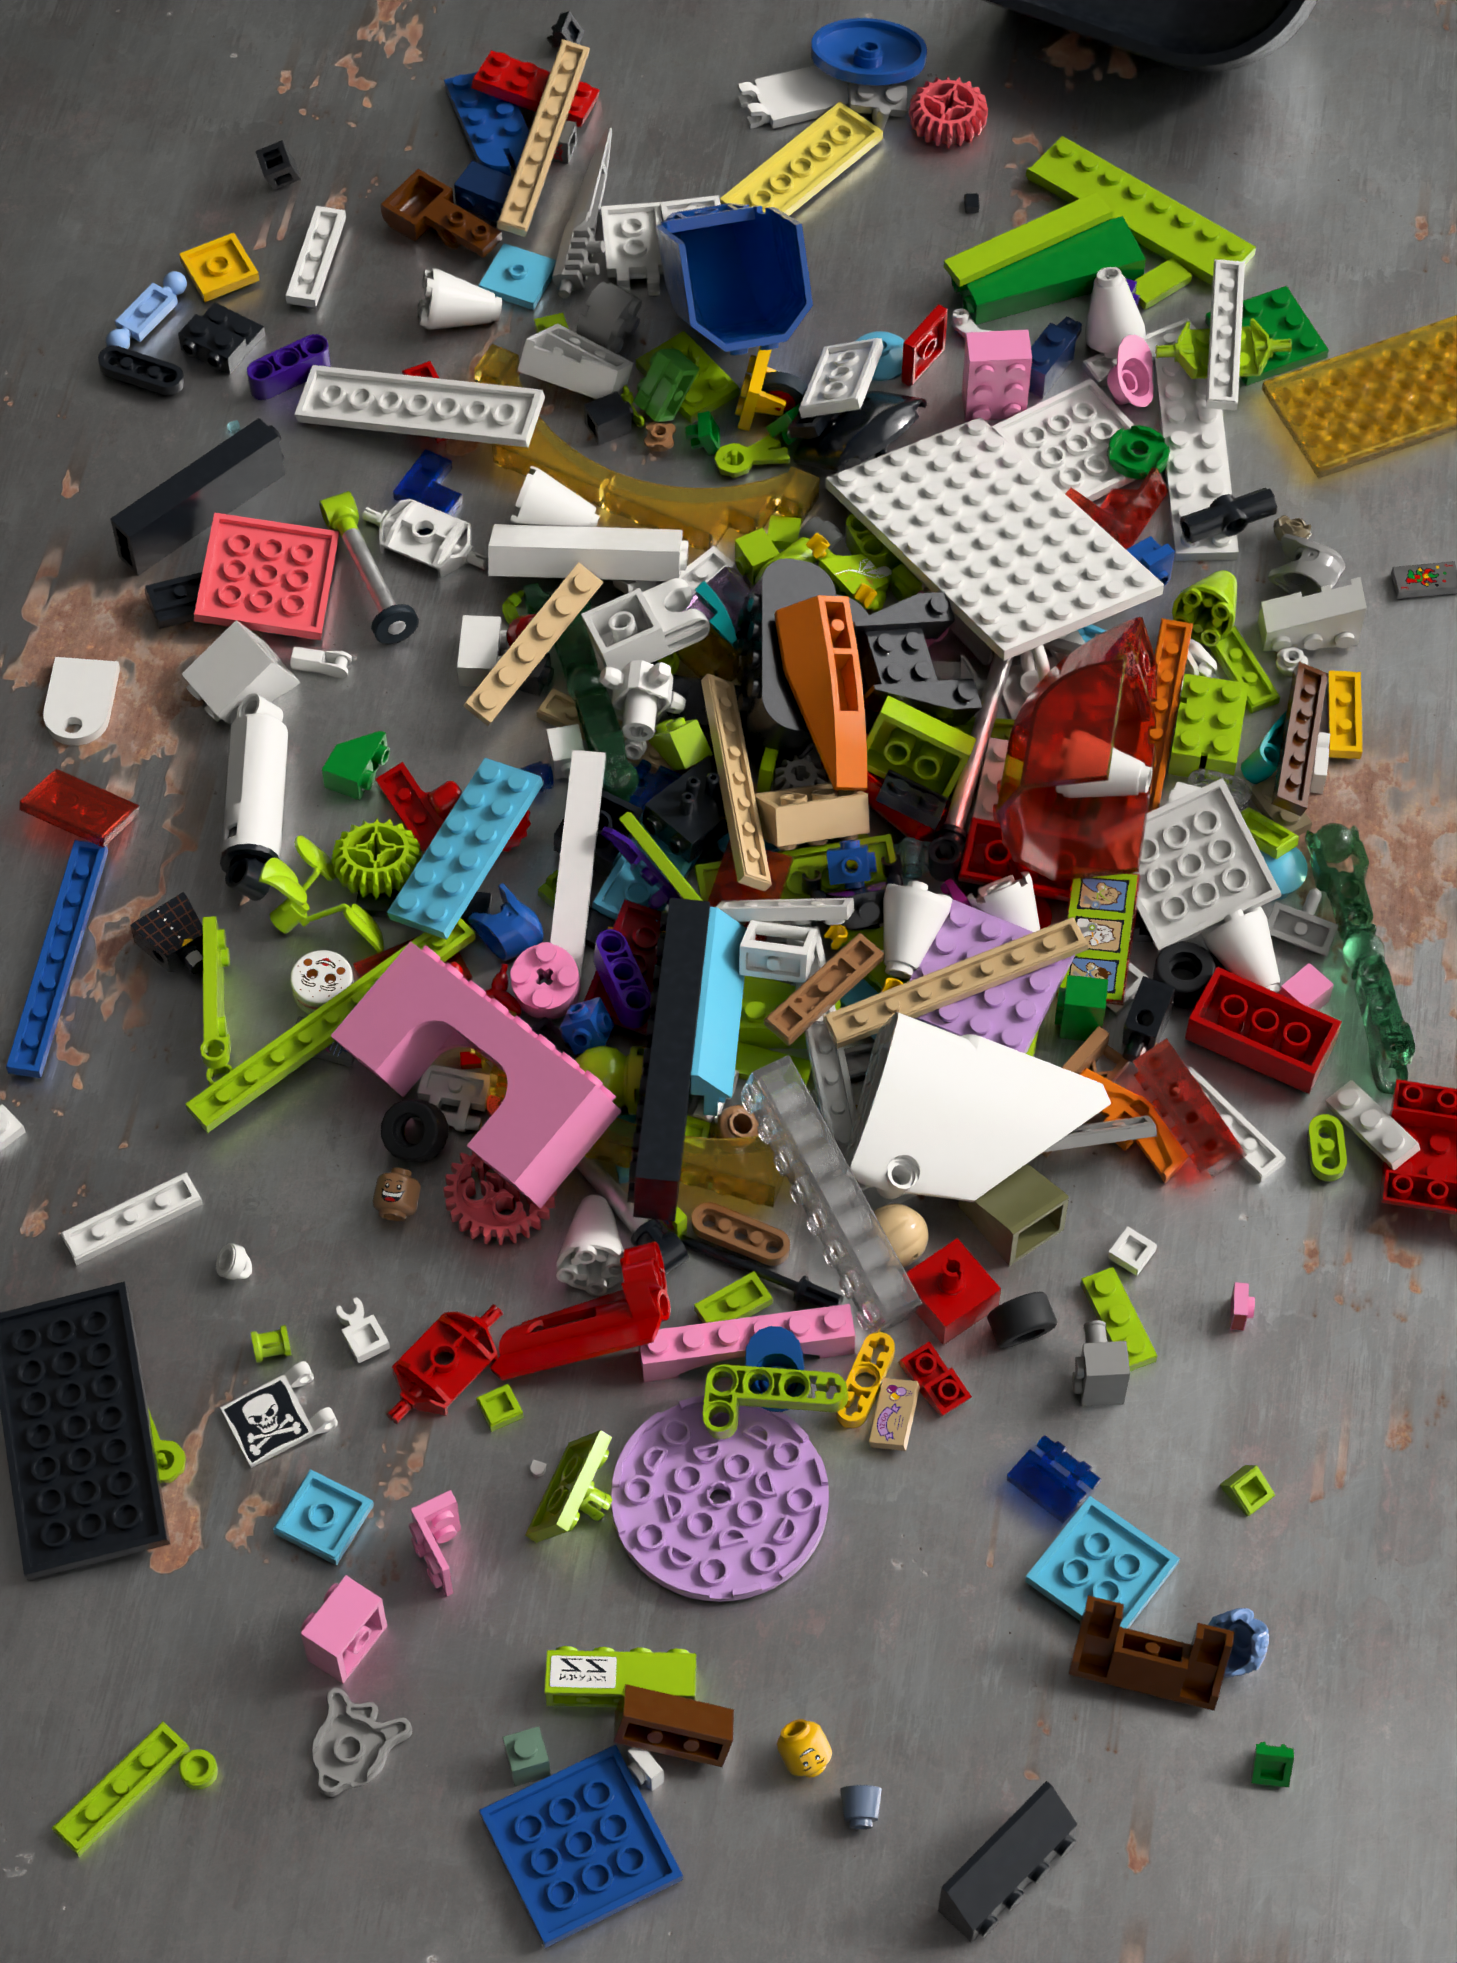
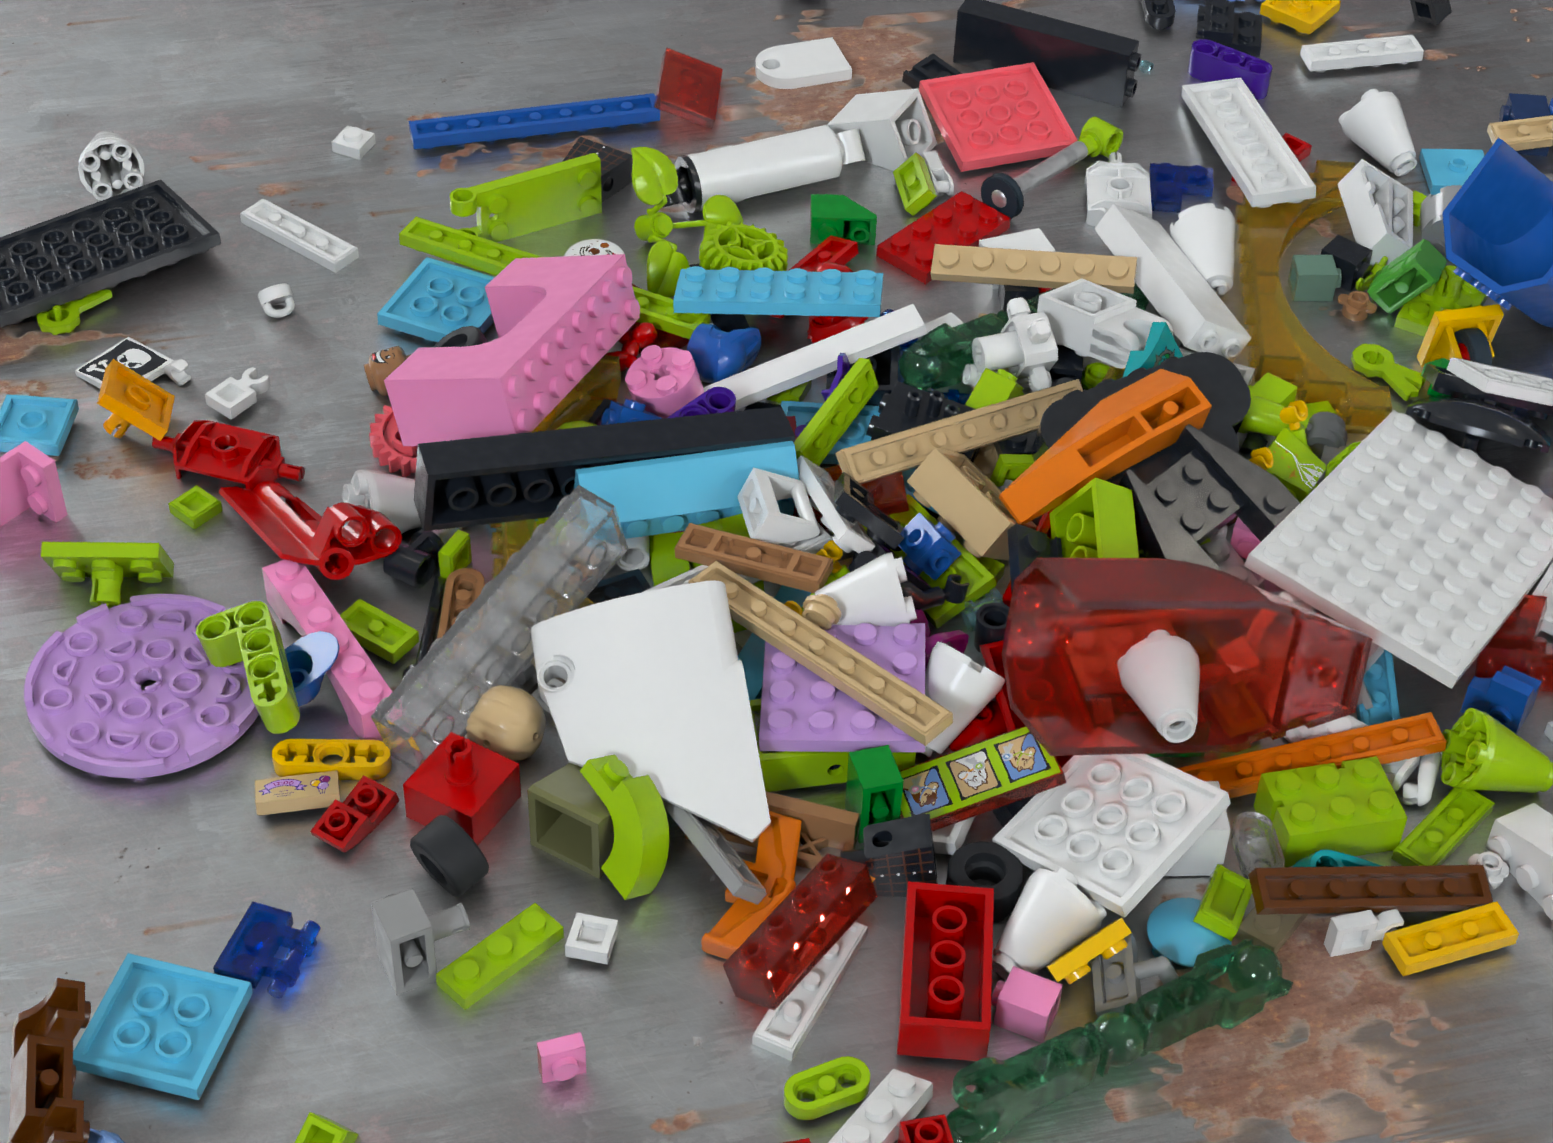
camera: 65 degrees right, 15 degrees down
(263, 1350) = (204, 338): lime bush -> none
(313, 1121) = (438, 301): none -> medium azure plate
(331, 683) = (914, 184): none -> lime plate
(359, 1415) = (134, 402): none -> light orange tile
(410, 693) = (955, 222): none -> red plate
(429, 203) = (1474, 96): reddish brown plate -> none
(616, 448) = (1313, 278): none -> sand green brick
(704, 434) = (1386, 328): green tile -> none
(811, 891) = (858, 504): none -> black plate
(923, 961) = (821, 610): none -> tan plate
(1060, 1169) = (638, 824): none -> lime arch
(1295, 931) = (1105, 942): none -> yellow plate

